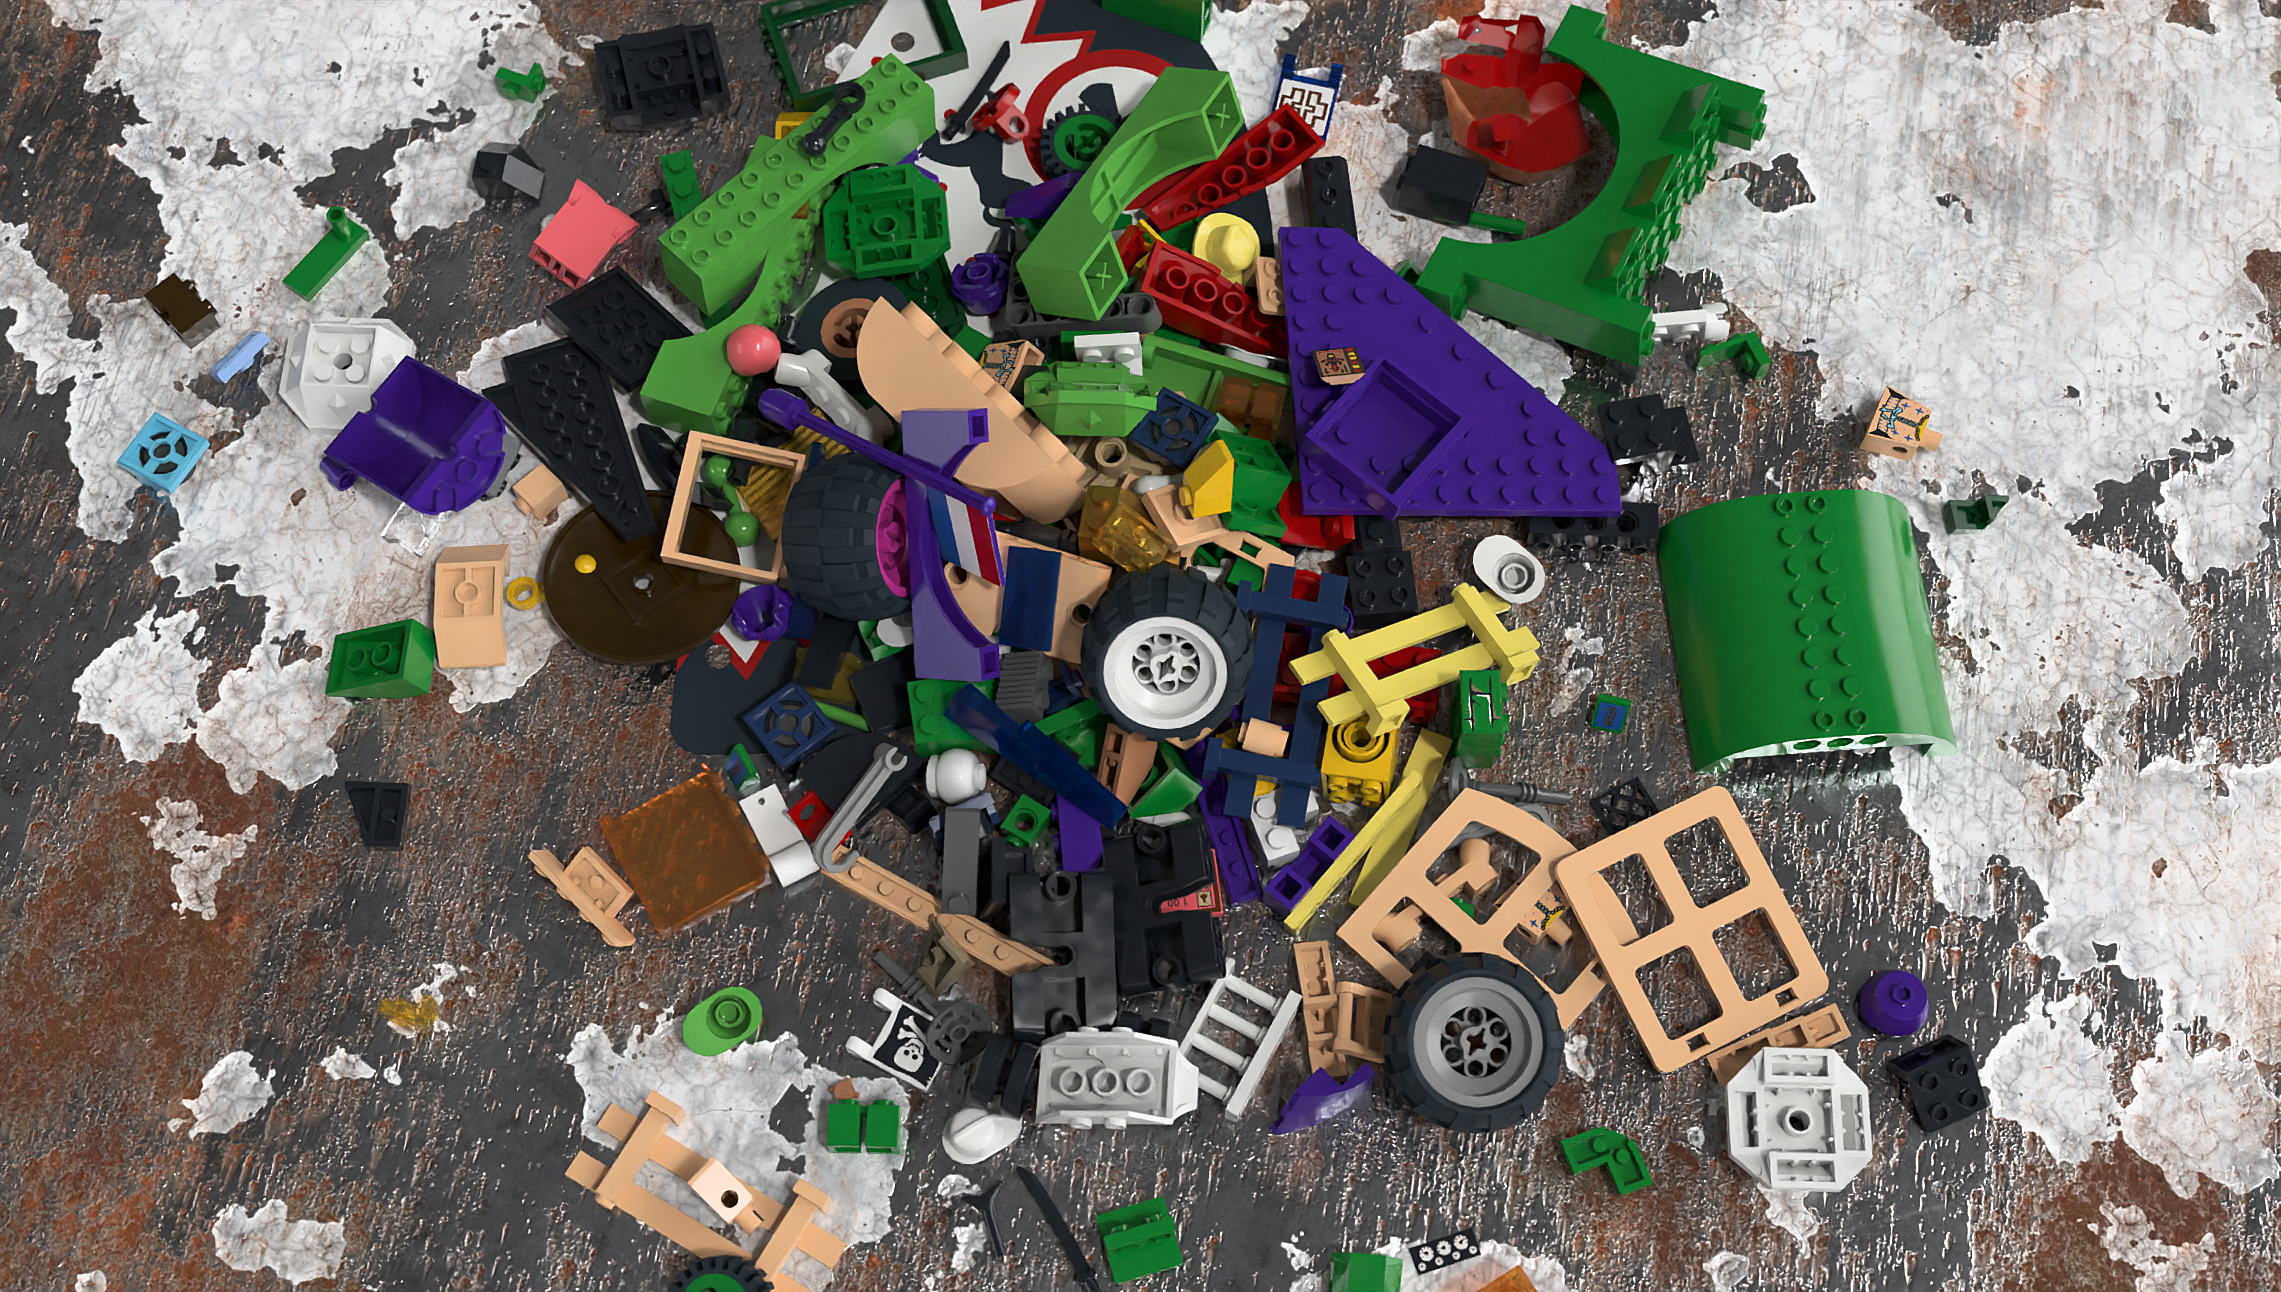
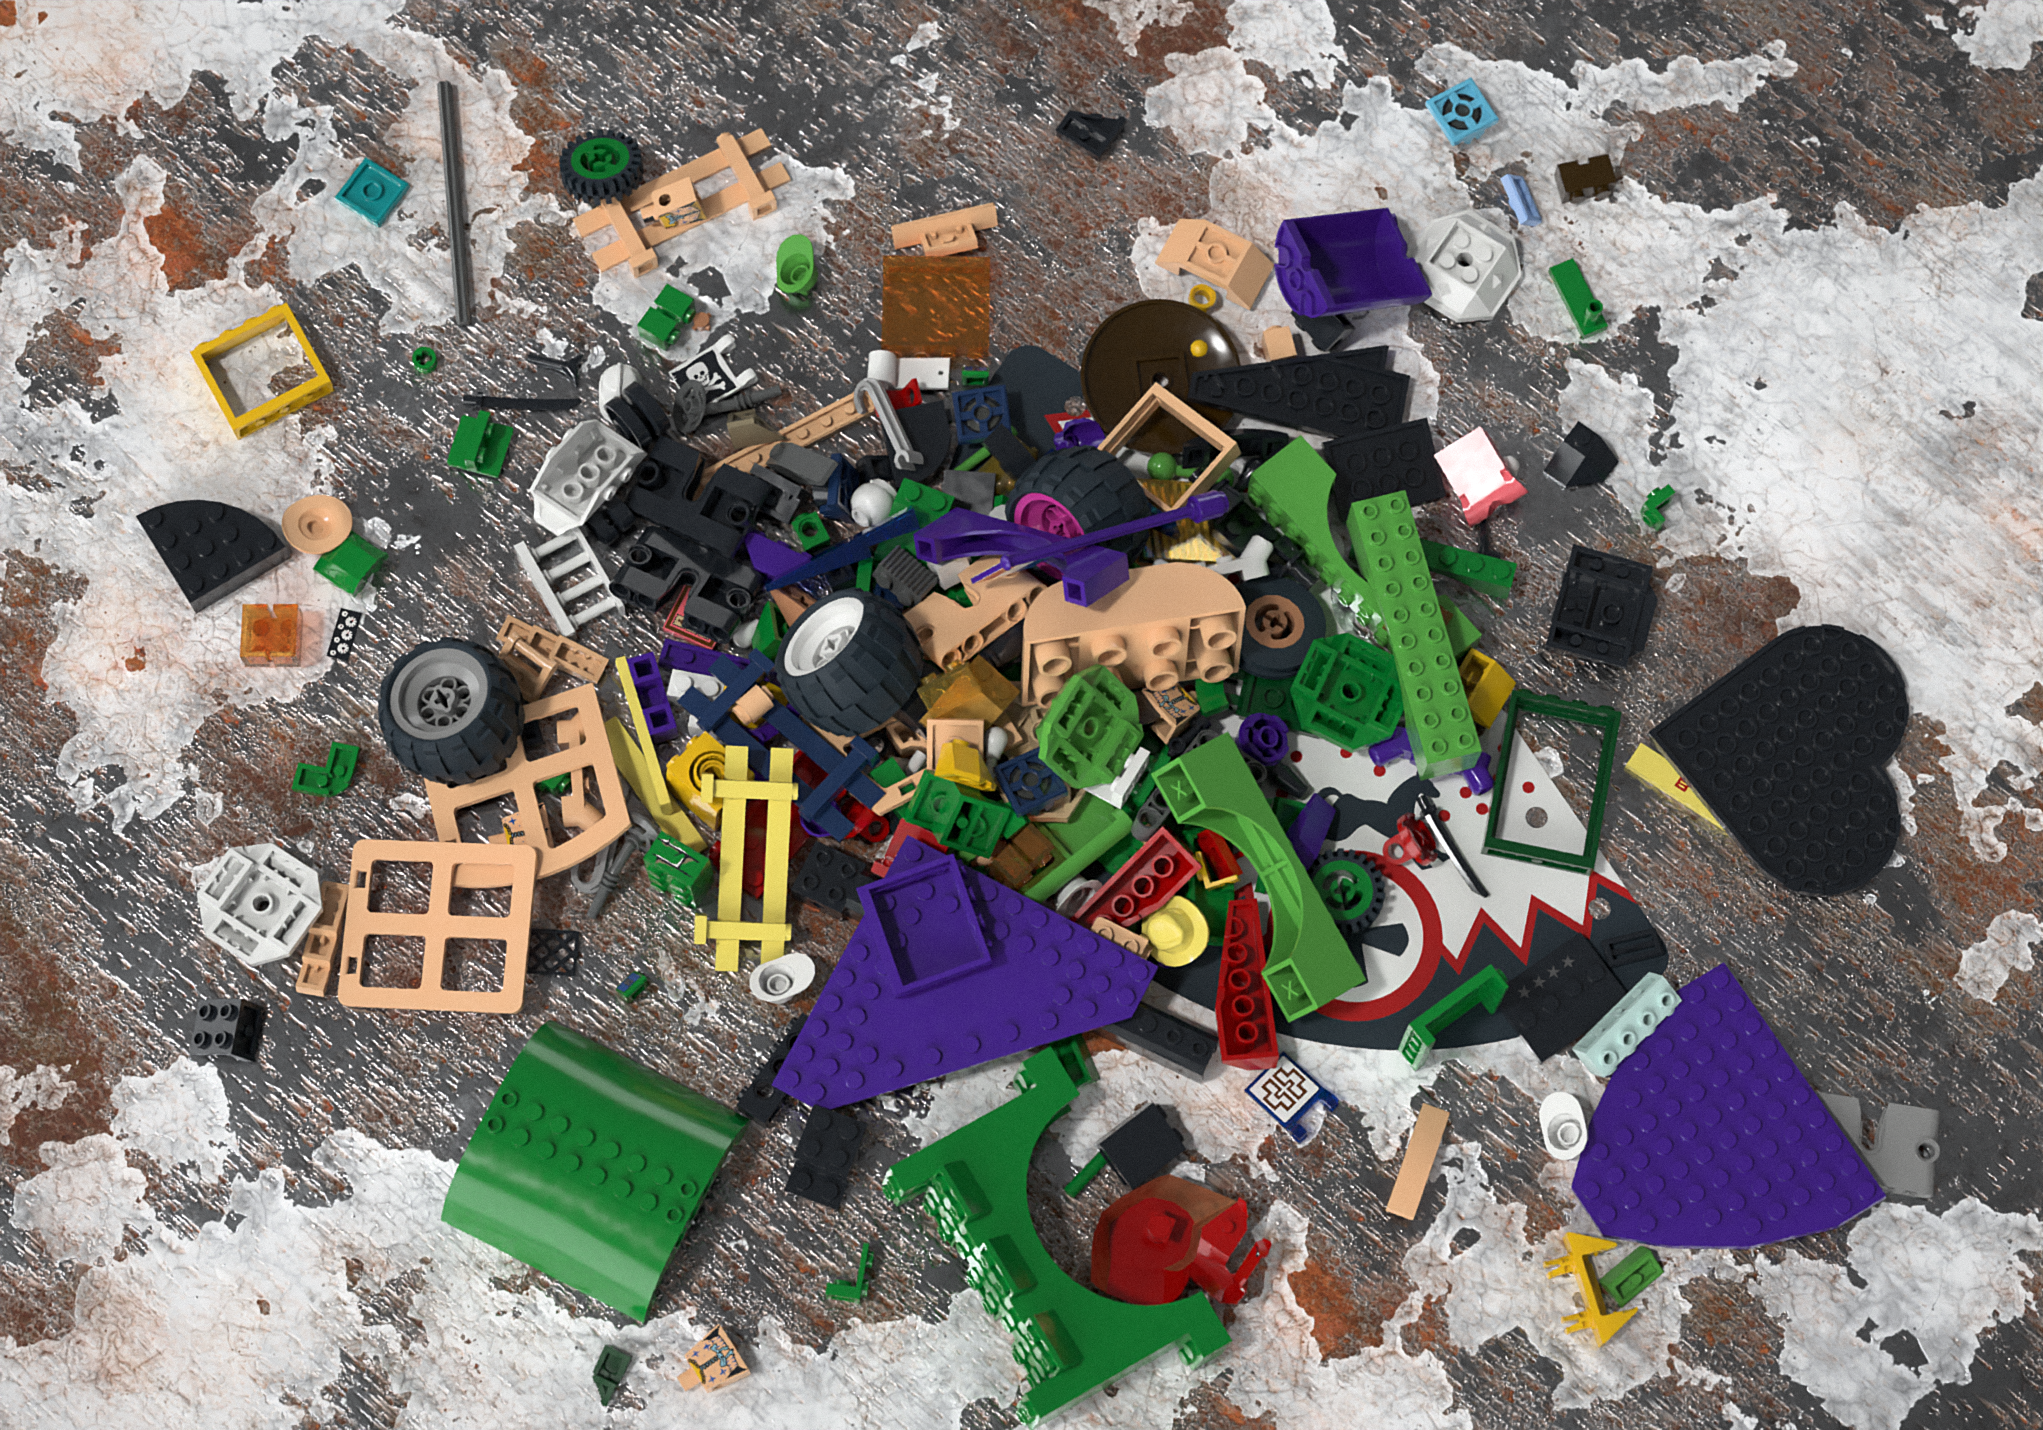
camera: 120 degrees right, 5 degrees up
(383, 661) = (1204, 182): green slope -> none
(404, 1013) = (933, 80): clear yellow bracket -> none
(753, 349) = (1285, 527): coral hair -> none
(815, 143) = (1418, 639): black piece -> none
(1030, 598) = (956, 601): clear blue piece -> none
(1321, 1099) = (489, 606): dark purple slope -> none
(1339, 365) = (1002, 922): piece -> none
(1685, 324) = (899, 1245): white plate -> none
(1894, 1002) = (297, 1038): dark purple cone -> none

